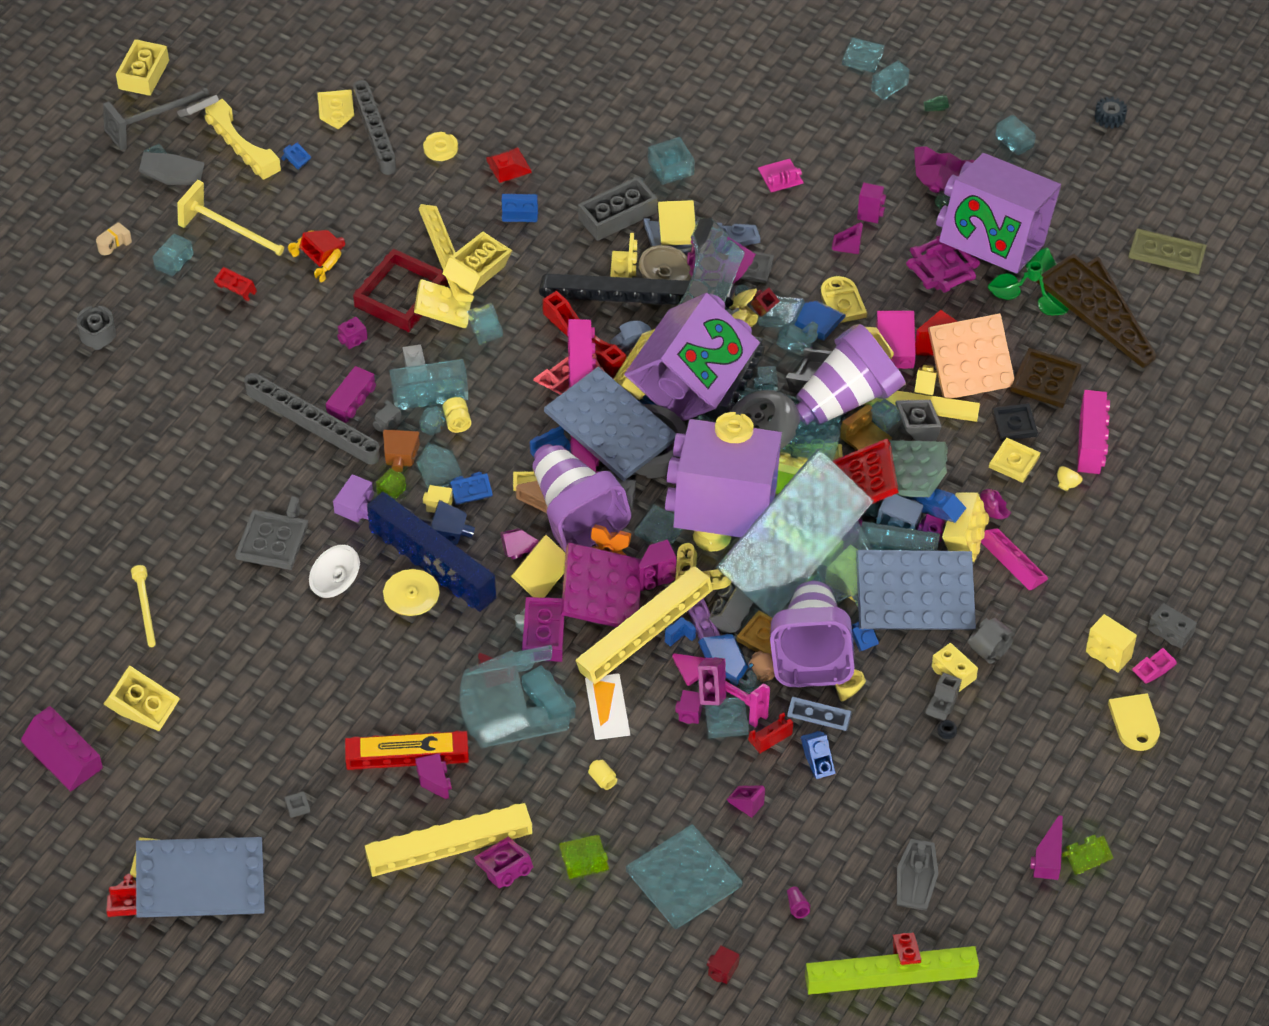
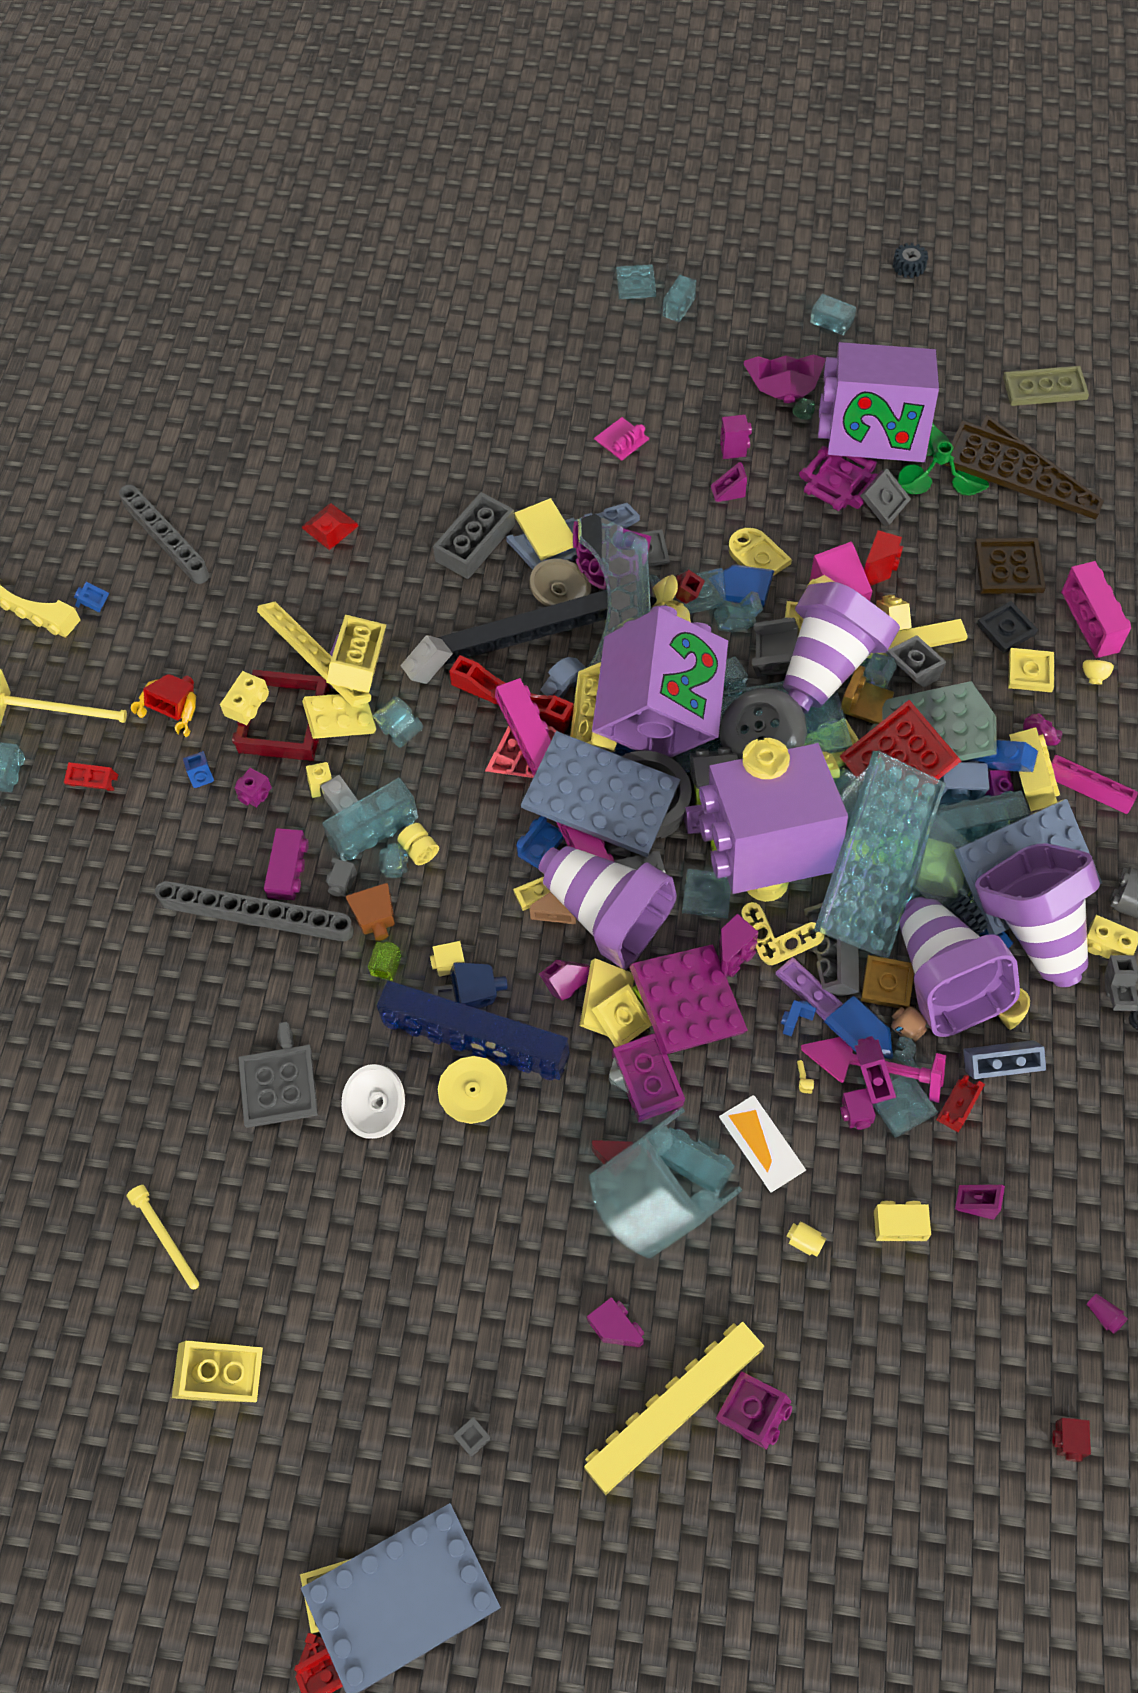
camera: 20 degrees left, 10 degrees up
(61, 749) = (145, 1488): magenta slope -> none
(318, 307) = (198, 769): none -> blue bracket
(336, 107) = (110, 525): light yellow tile -> none
(353, 499) = (350, 996): medium lavender hinge -> none
(375, 264) = (244, 698): none -> light yellow brick
(404, 339) = (317, 776): none -> light yellow bracket
(404, 749) = (566, 1304): brick -> none
(438, 465) = (426, 914): clear light blue tile -> none
(440, 146) = (246, 530): light yellow tile -> none
(470, 488) = (476, 929): blue bracket -> none
(519, 207) = (368, 572): blue bracket -> none
(530, 286) = (426, 659): none -> light grey brick
(545, 579) = (622, 1016): none -> light yellow plate
(584, 856) = (839, 1358): clear neon green hinge -> none
(610, 541) = (669, 938): orange plant -> none
(623, 261) = (512, 593): light yellow bracket -> none
(644, 625) = (758, 1028): light yellow brick -> none
(662, 680) = (805, 1085): none -> light yellow hand
(671, 160) = (503, 461): clear light blue brick -> none
(679, 790) = (902, 1221): none -> light yellow brick
(684, 876) = (963, 1334): clear light blue plate -> none
(818, 754) = (1026, 1108): slope -> none
(846, 602) = (968, 913): none -> black wheel
(900, 617) = (1044, 904): none -> medium lavender cone
(936, 103) = (738, 307): clear green cone -> none
(971, 290) = (885, 497): none -> dark grey plate
(971, 356) = (931, 570): light nougat plate -> none

